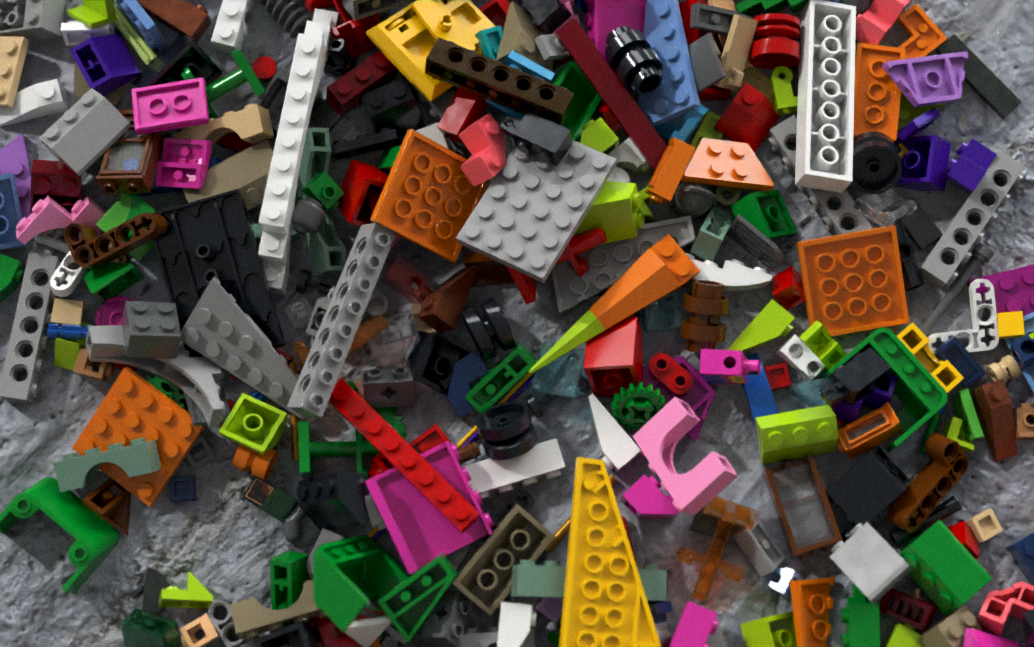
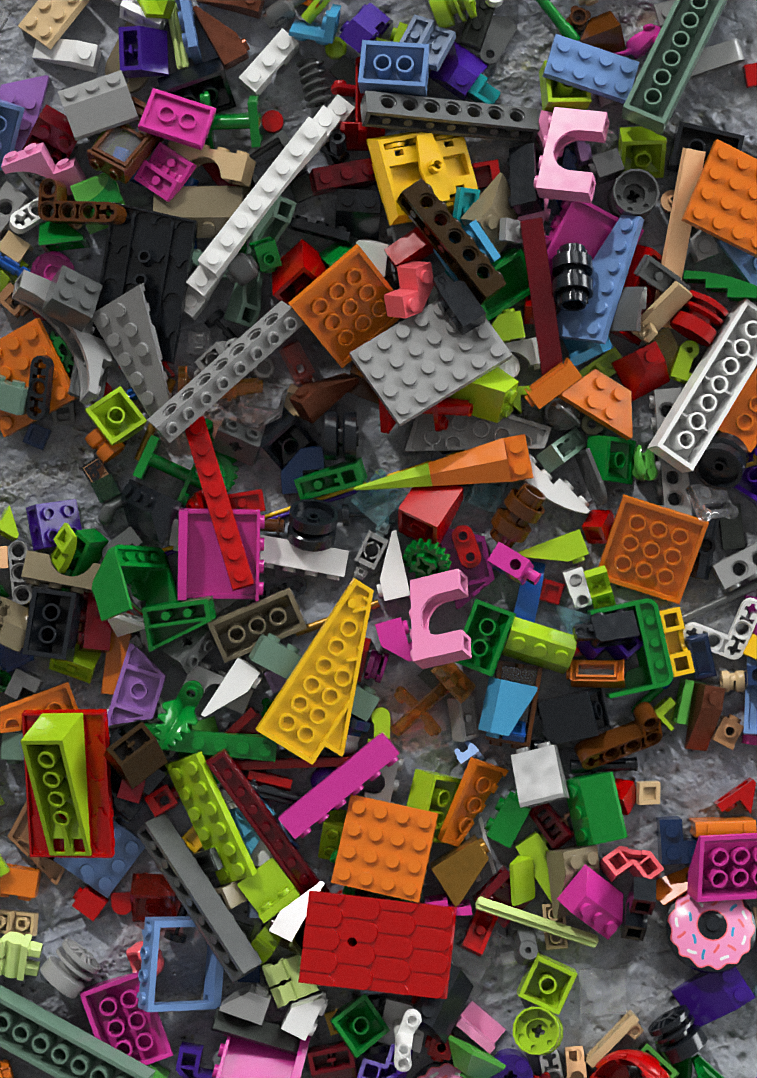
camera: 25 degrees right, 10 degrees up
(160, 453) = (32, 393): none -> black beam
(242, 567) = (47, 520): none -> dark purple bracket
(266, 577) = (65, 549): none -> lime slope
(578, 411) = (361, 571): none -> light grey piece
(641, 540) = (374, 664): none -> magenta wheel
(679, 593) = (381, 720): none -> lime leg
(740, 442) = (488, 632): none -> green slope
(795, 510) = (504, 706): none -> dark azure slope
(800, 206) = (644, 465): none -> bright green piece
(817, 532) = (518, 733): none -> blue tile

